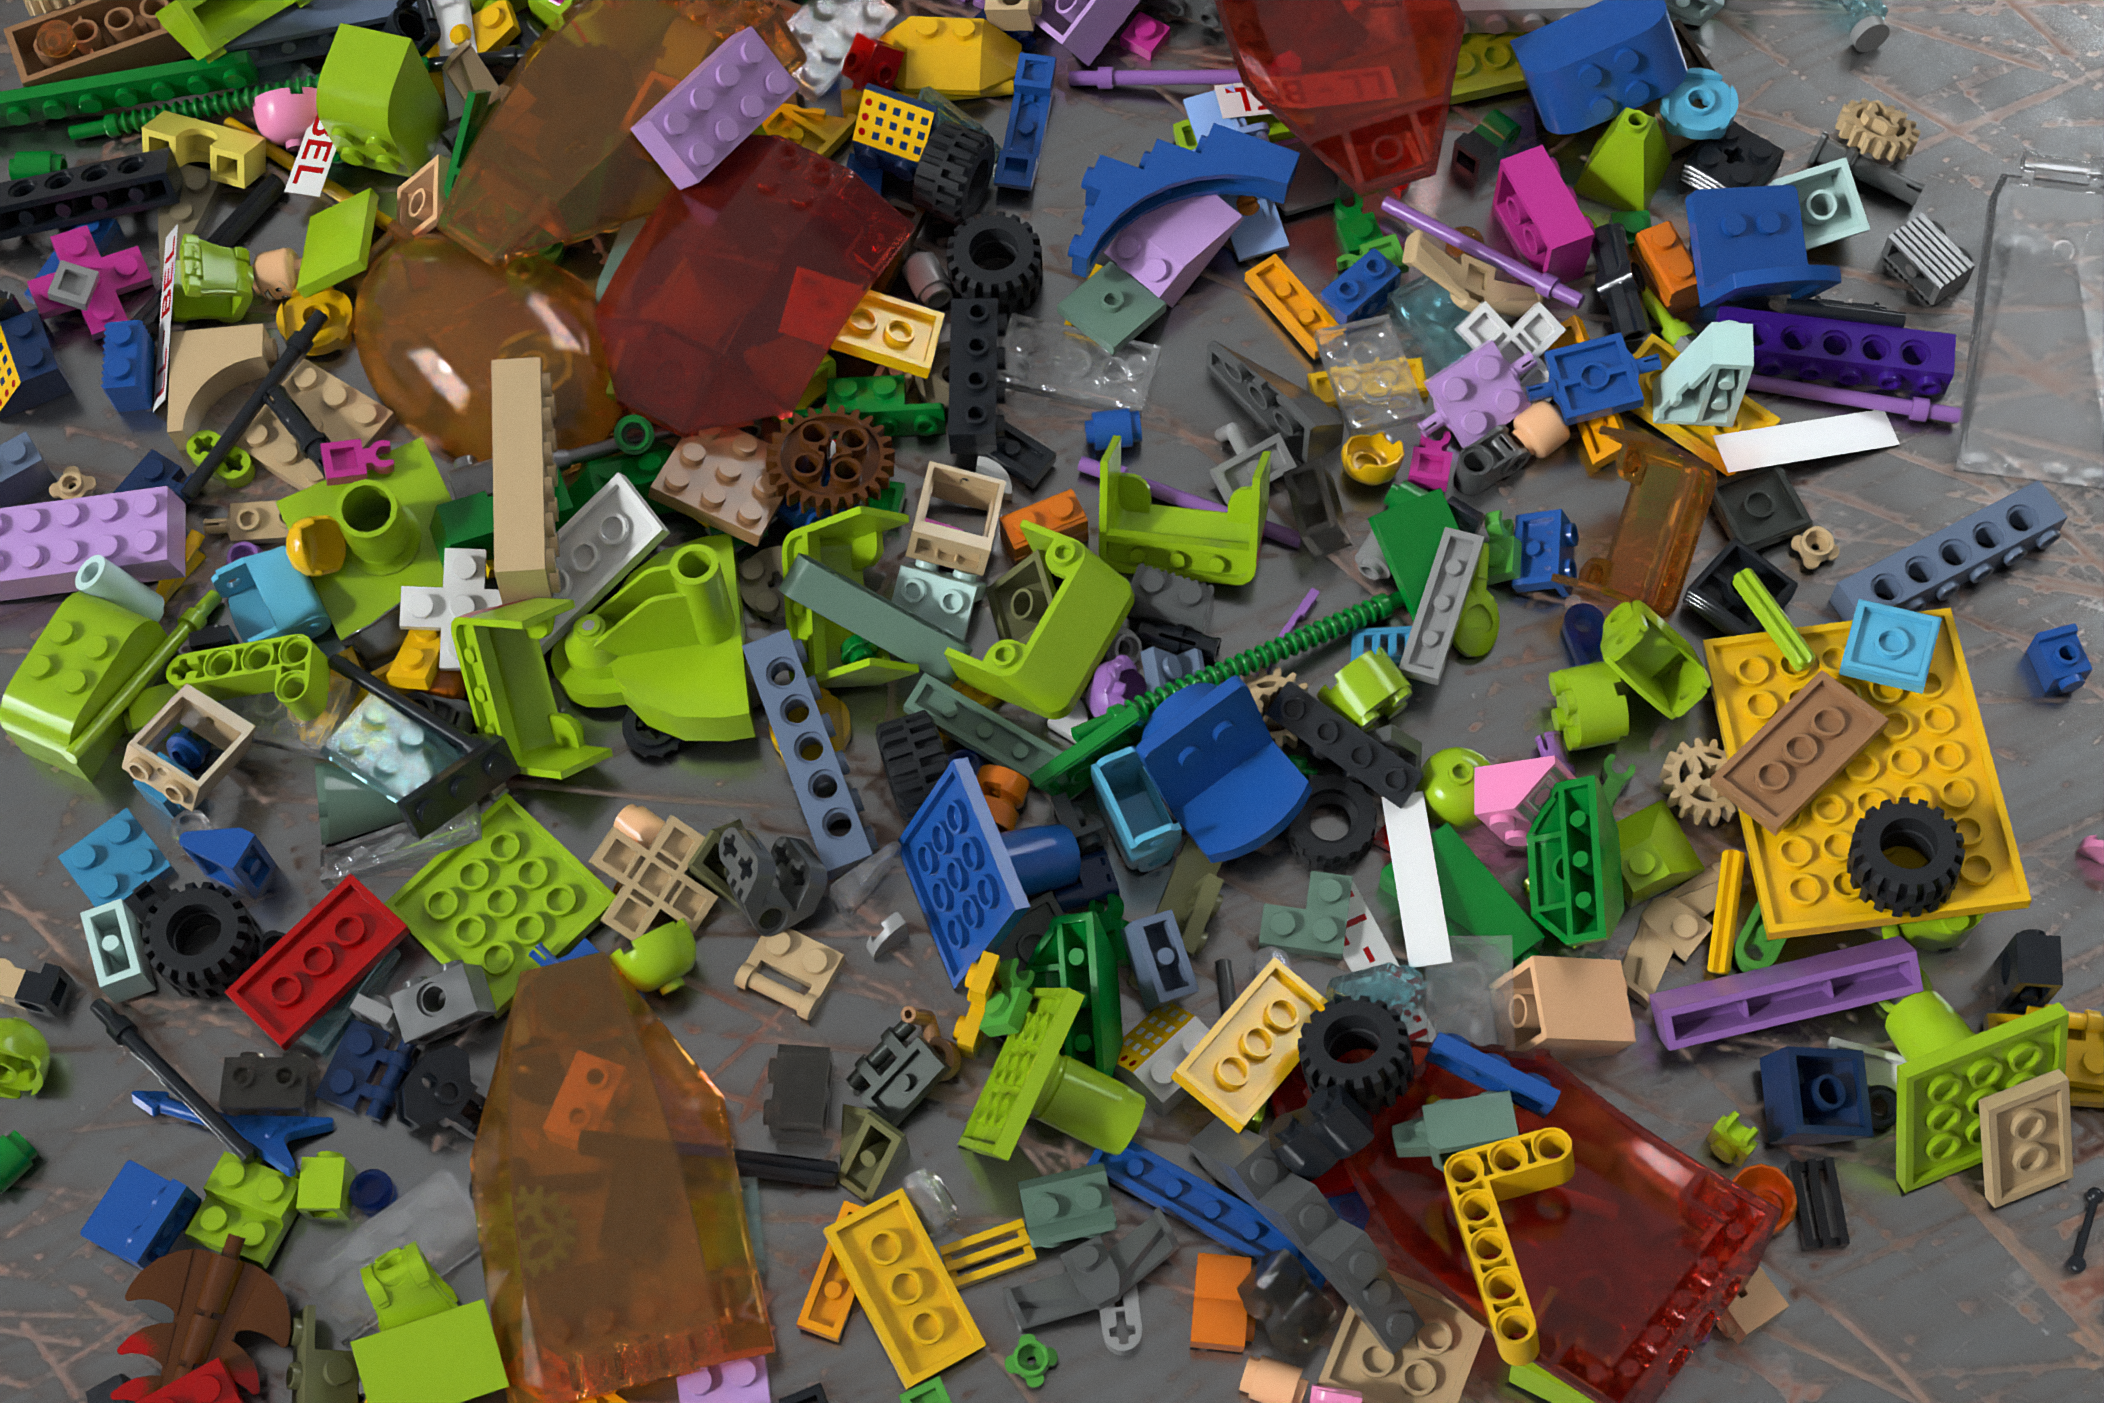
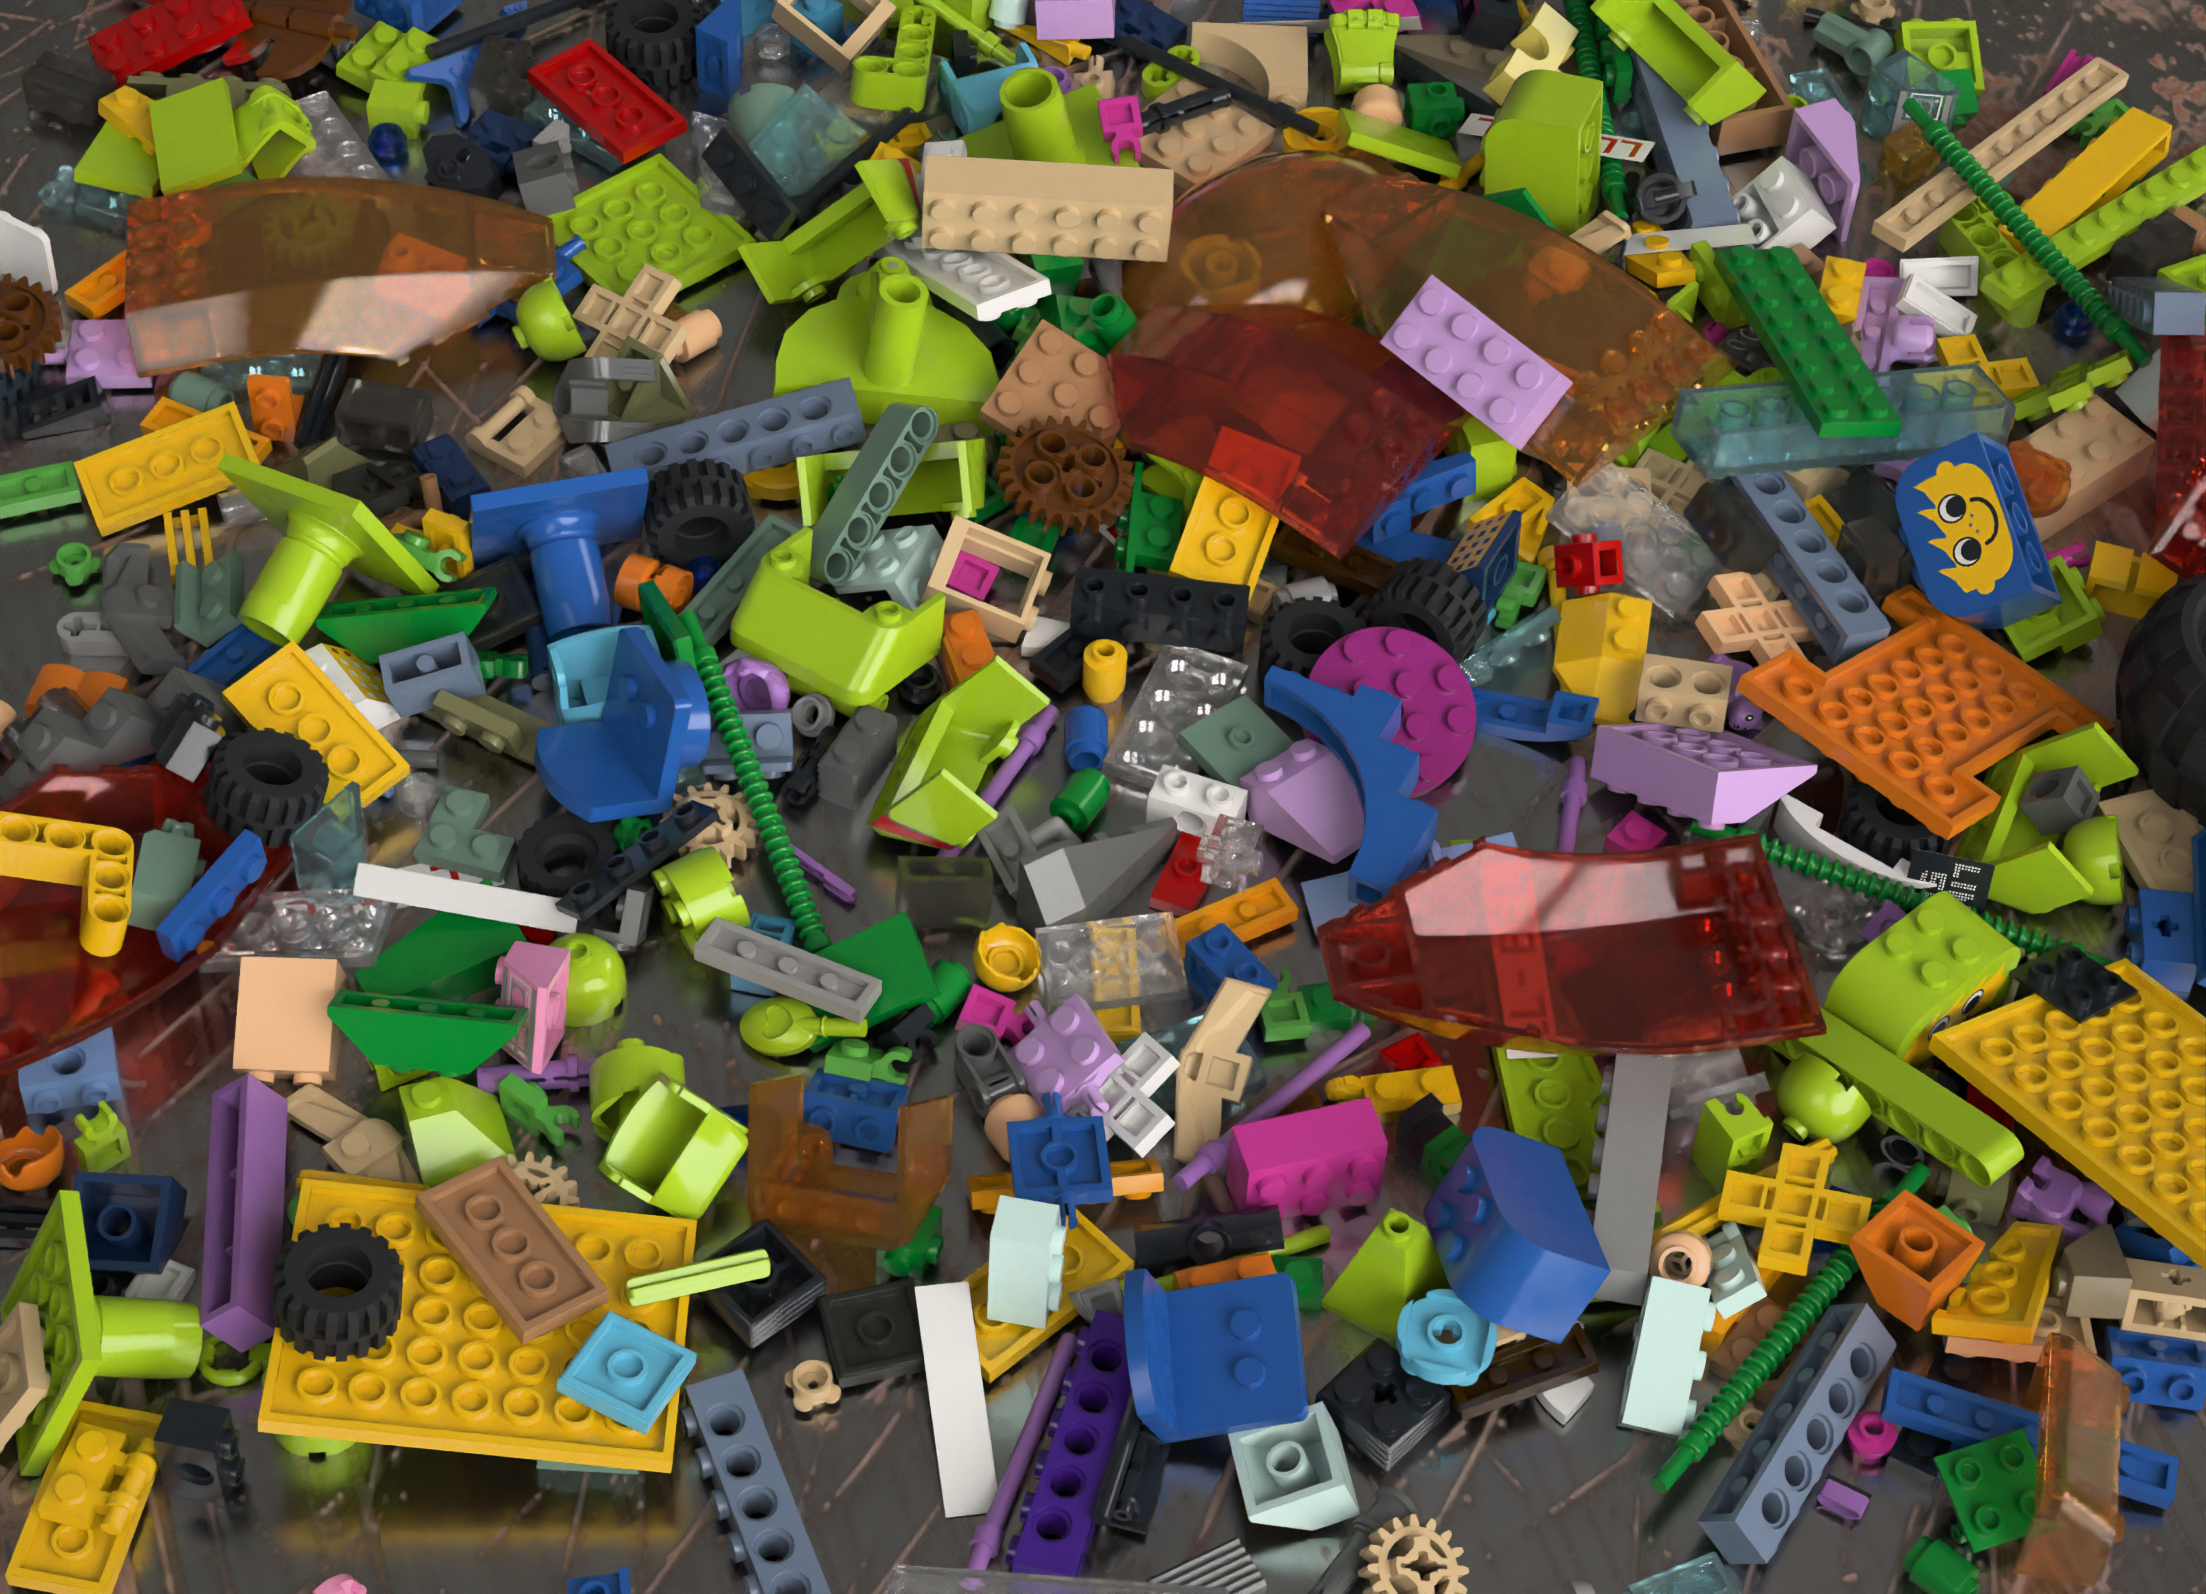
camera: 90 degrees right, 15 degrees down
(279, 223) = (1433, 108): none -> green brick
(787, 1287) = (199, 391): none -> sand green brick
(798, 1206) = (274, 407): none -> orange bracket
(879, 1008) = (454, 472): none -> dark blue brick
(1025, 188) = (1434, 692): none -> magenta plate
(1039, 417) = (1104, 670): none -> yellow brick
(1183, 336) = (1193, 801): none -> white brick
(1184, 426) = (1081, 798): none -> green brick
(1239, 297) = (1231, 853): none -> clear brick
(1253, 342) = (1180, 883): none -> red plate
(1446, 189) = (1399, 1090): none -> yellow hinge

